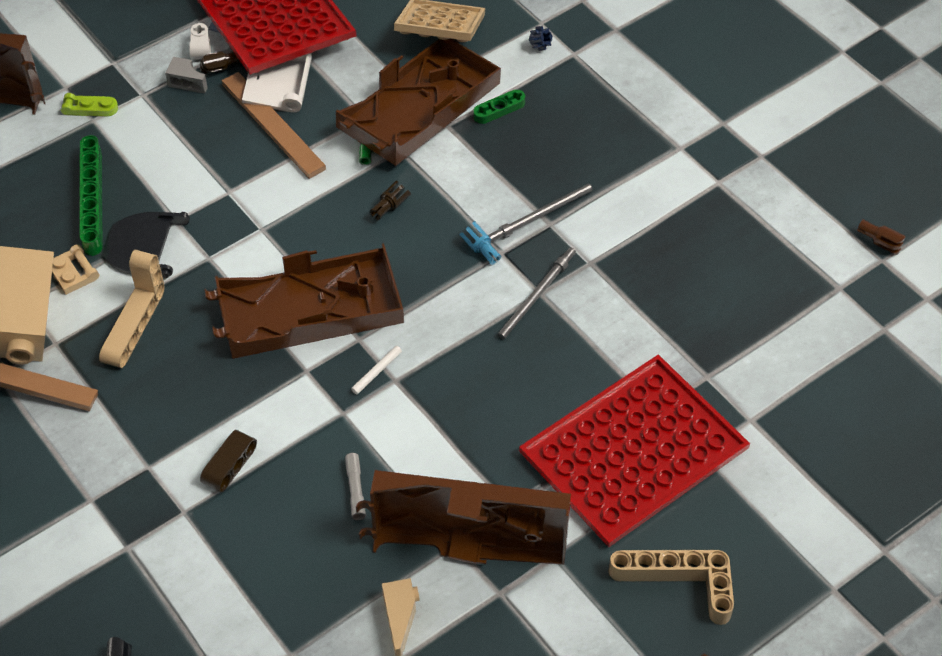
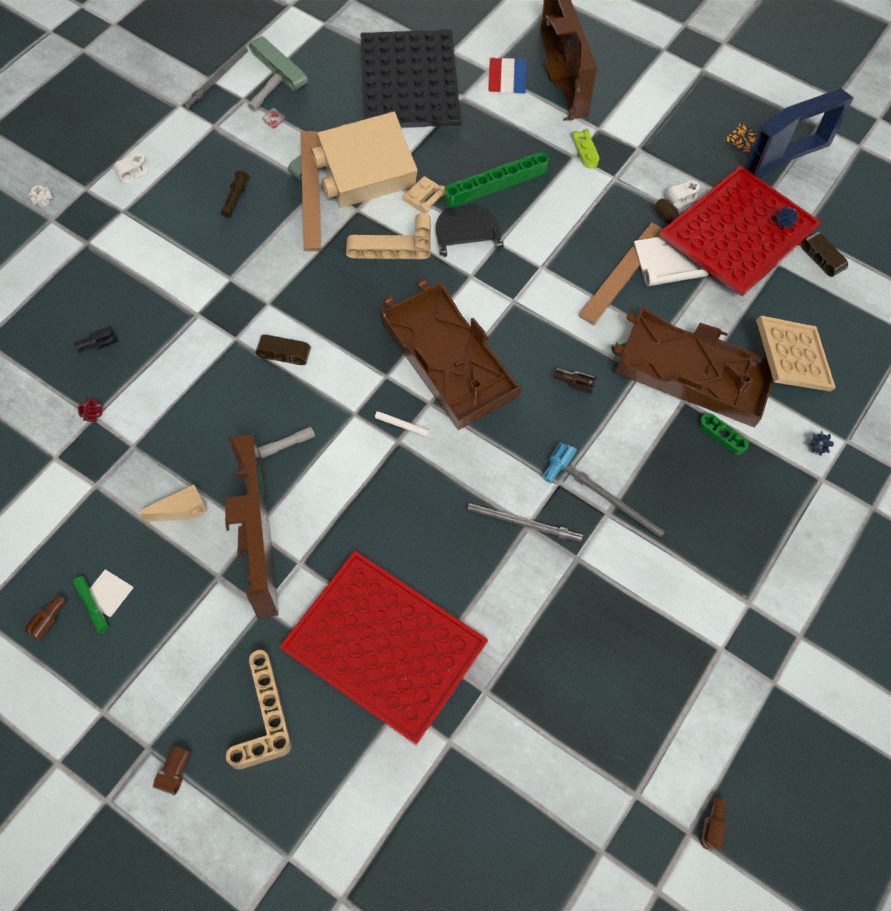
camera: 70 degrees right, 10 degrees up
(183, 76) = (643, 194): light grey arch -> none

